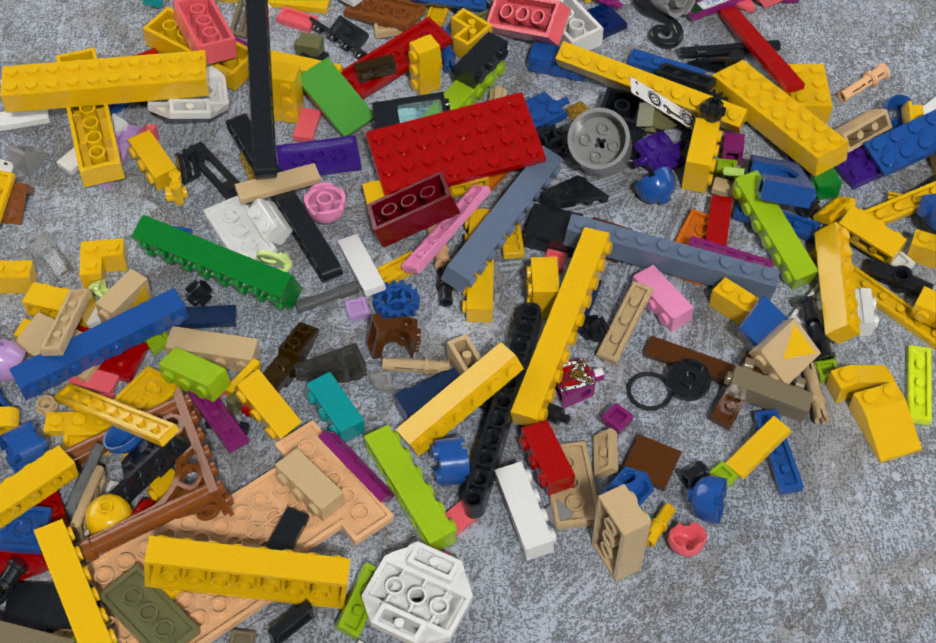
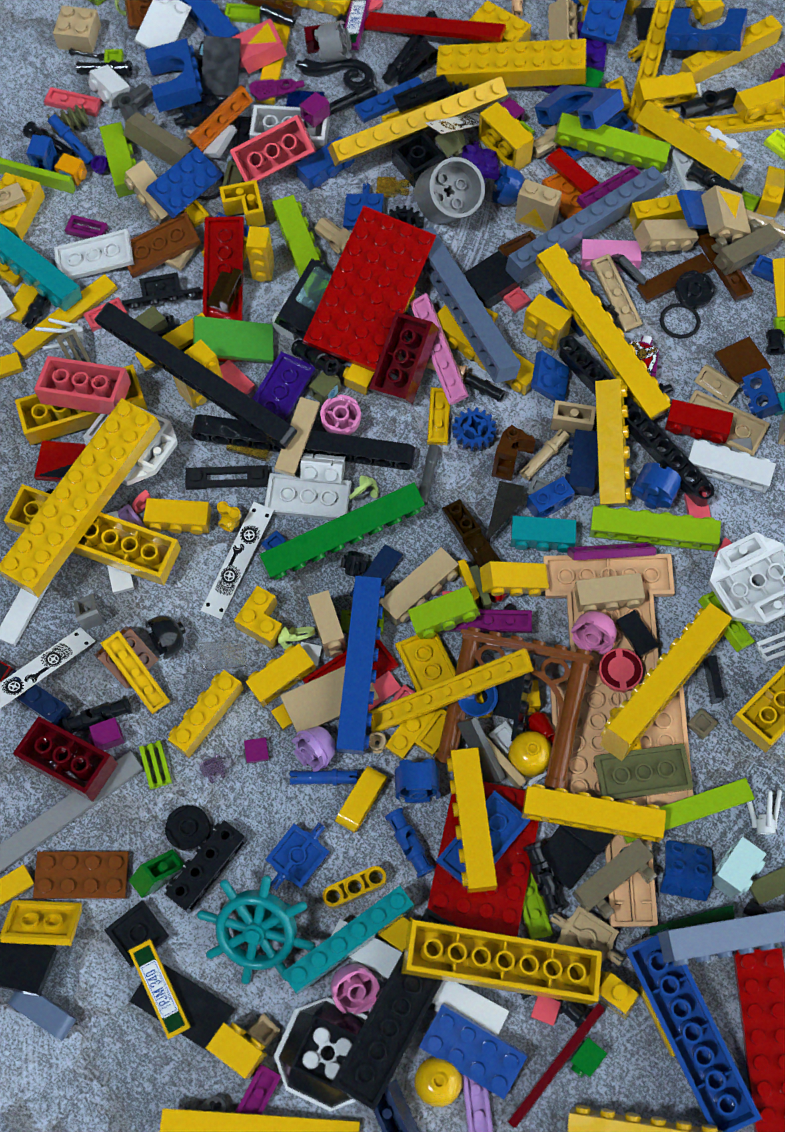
camera: 50 degrees left, 15 degrees up
(38, 210) = (166, 635): none -> black cylinder
(65, 322) = (321, 677): tan tile -> none
(127, 224) = (237, 560): none -> white sticker
(180, 164) = (213, 491): black tile -> none
(242, 531) = (620, 670): none -> coral tile
(260, 492) = (594, 631): none -> bright pink cylinder
(349, 180) = (325, 387): none -> olive brick
(357, 309) = (455, 461): lavender tile -> none
(361, 158) = (315, 358): none -> black piece
(361, 265) = (420, 430): white tile -> none
(372, 392) = (550, 498): none -> blue brick
(481, 60) = (290, 211): black brick -> none
(491, 322) = (550, 377): none -> blue plate
(571, 192) = (468, 243): black wing -> none
(590, 17) = (315, 109): none -> magenta brick
(617, 418) = (696, 355): magenta tile -> none
(645, 44) = (357, 96): none -> black pin
(652, 210) = (537, 206): none -> tan brick
(655, 314) = (629, 269): none -> black tile
(713, 109) = (487, 97): black gear -> none
(716, 321) = (665, 235): none -> tan brick
(731, 172) = (544, 128): lime tile -> none

